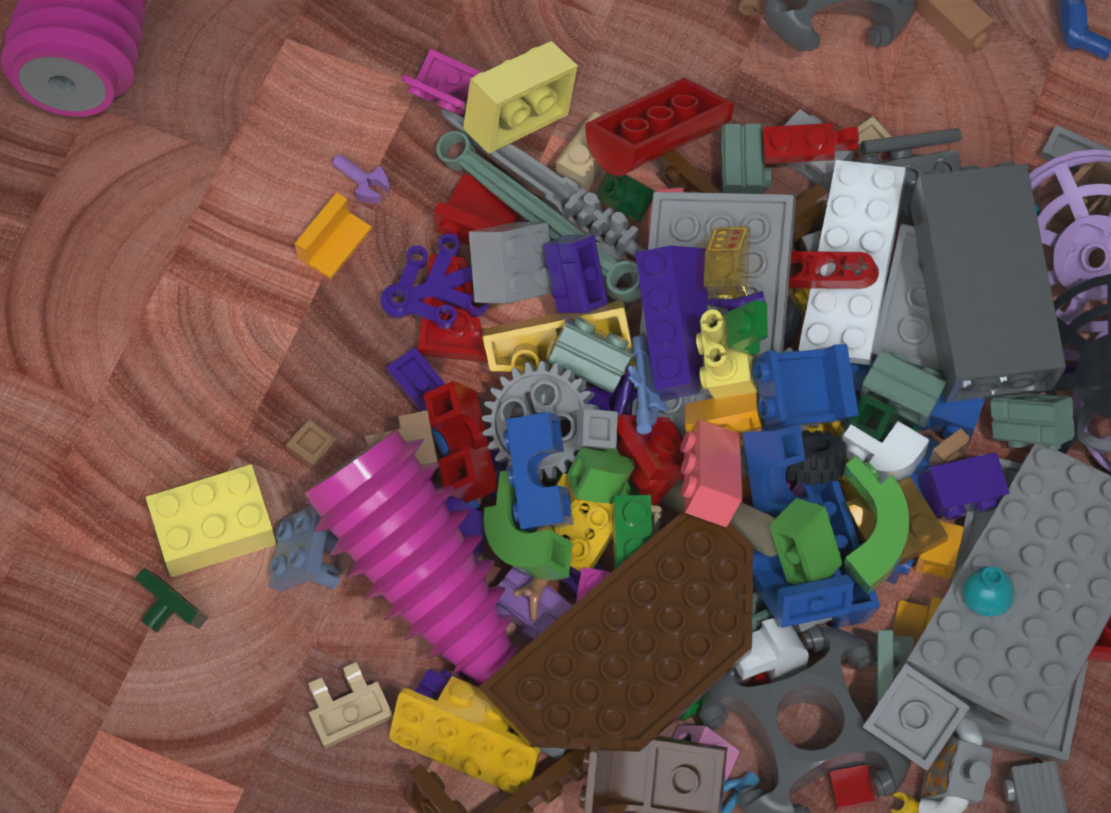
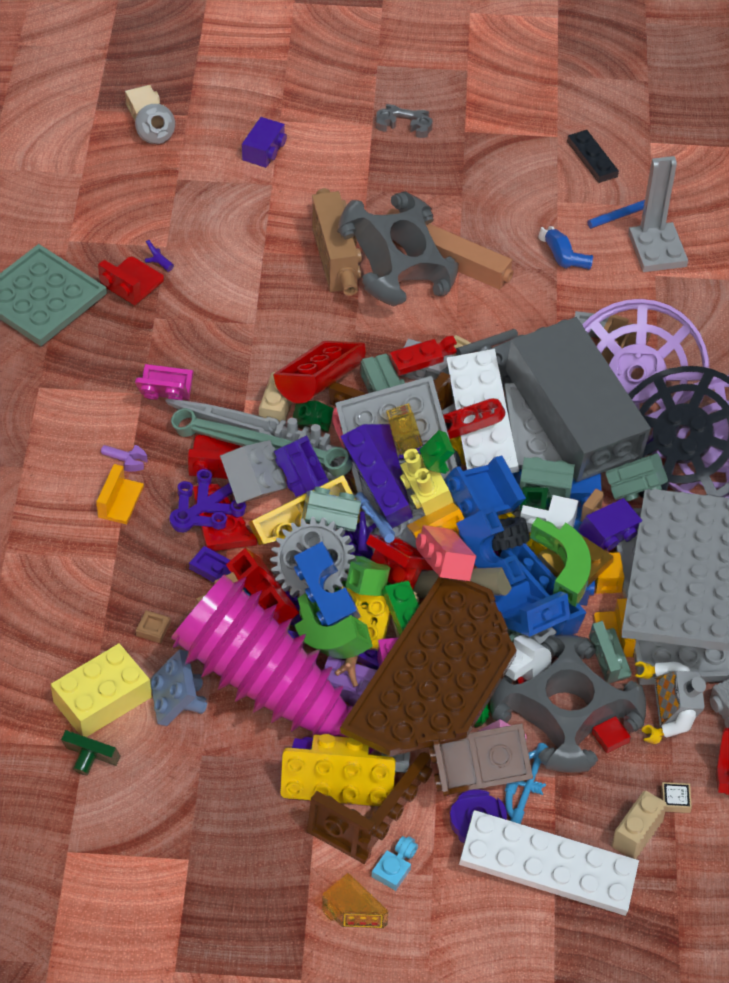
camera: 20 degrees left, 15 degrees down
(349, 714) = (248, 786): tan plate -> none
(519, 96) = (219, 374): light yellow brick -> none
(597, 429) = (357, 547): light grey plate -> none
(805, 542) = (524, 577): bright green brick -> none
(916, 716) = (641, 665): light grey plate -> none
(988, 591) = (657, 572): teal brick -> none

